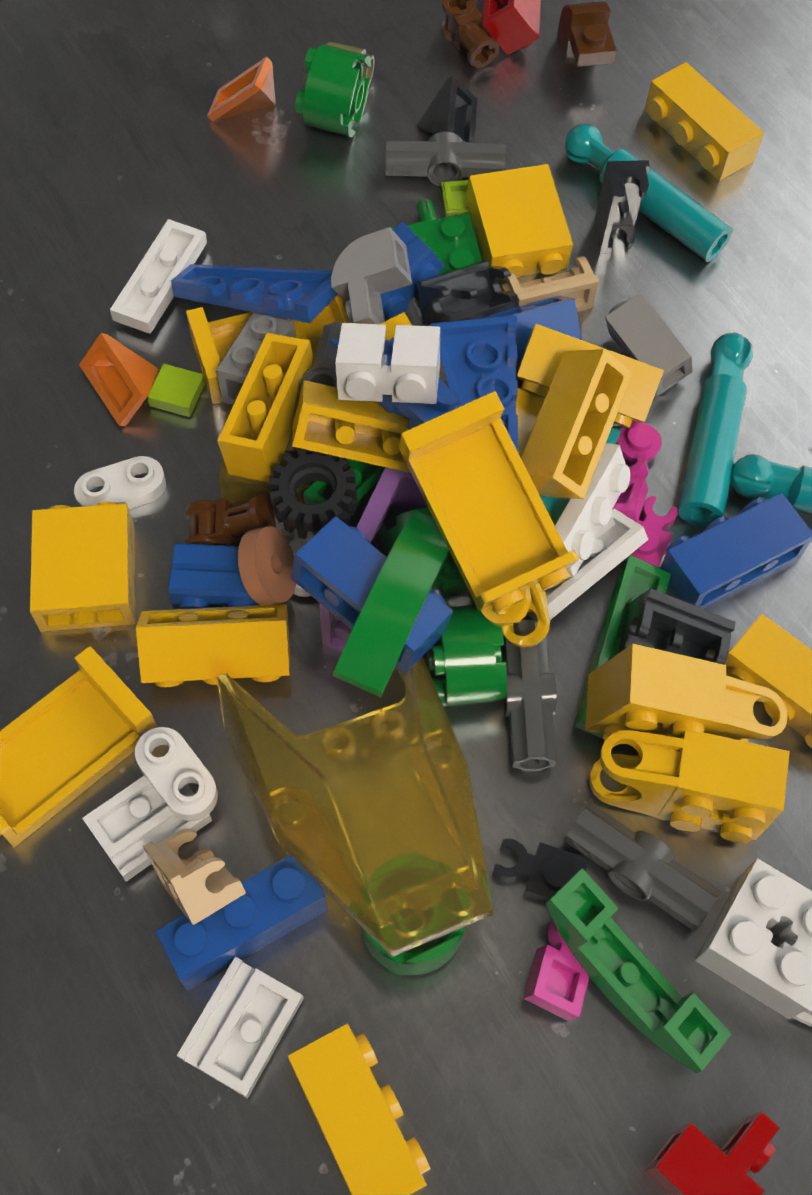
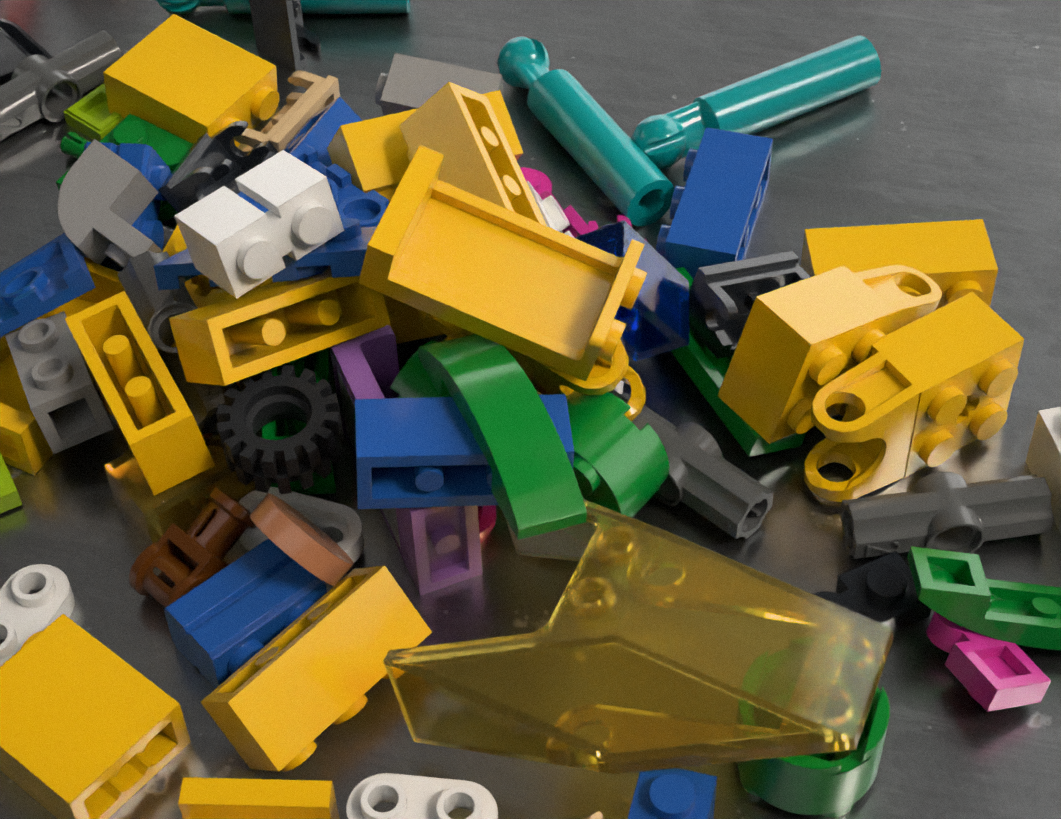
camera: 40 degrees left, 15 degrees down
(604, 576) = (662, 307): none -> clear blue brick

